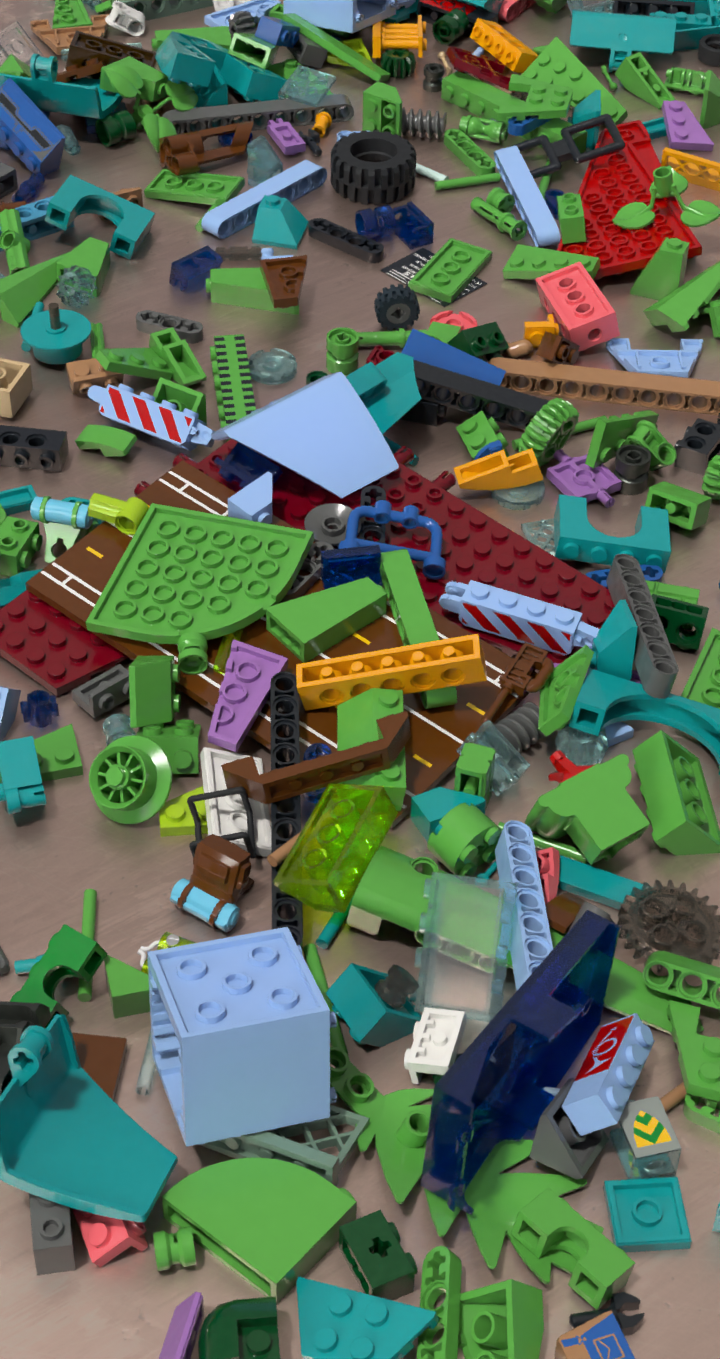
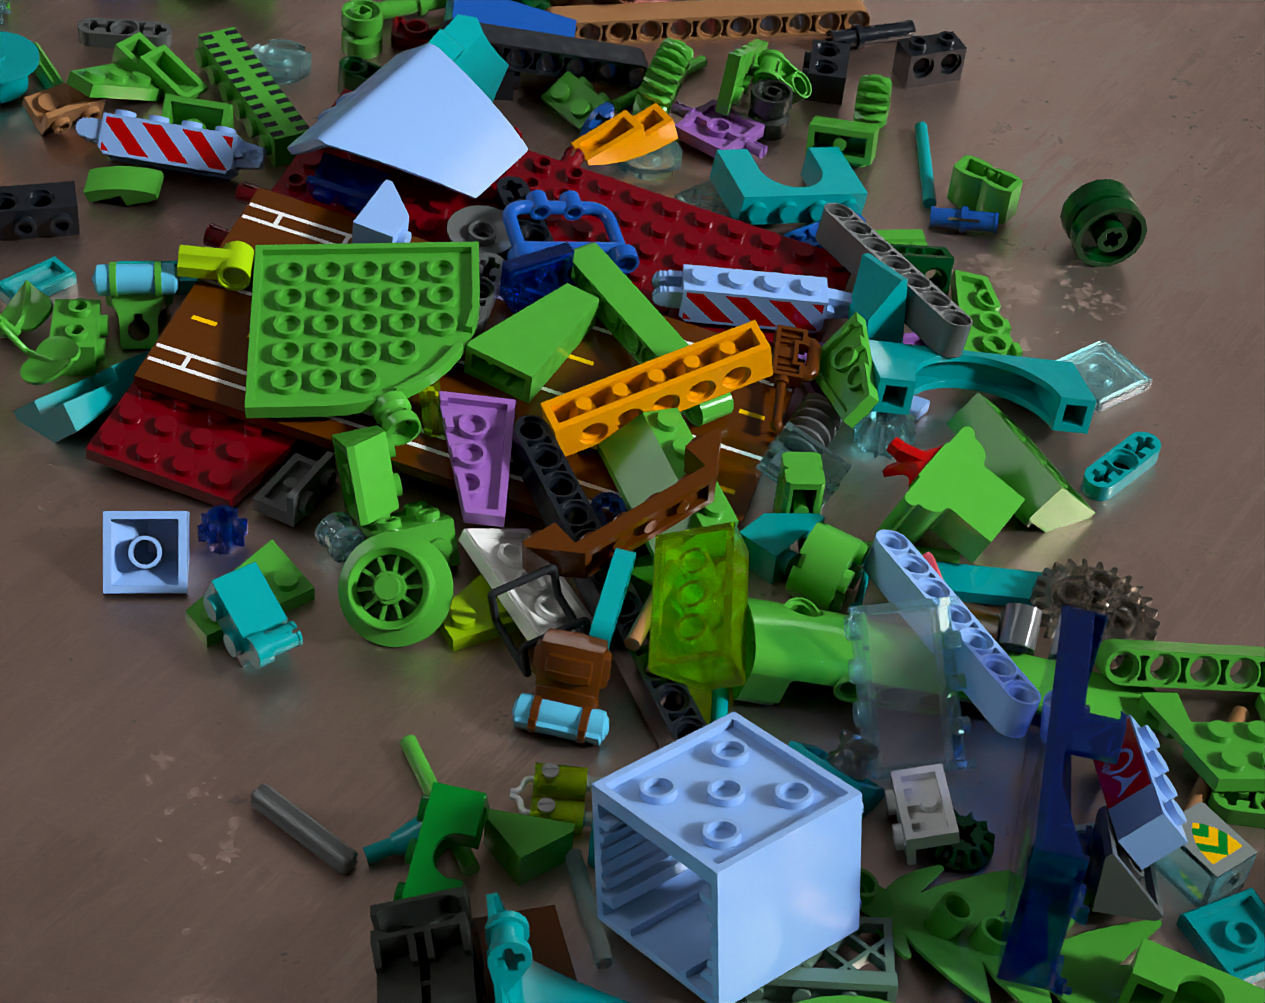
camera: 25 degrees left, 0 degrees up
(273, 822) = (613, 595): none -> teal beam

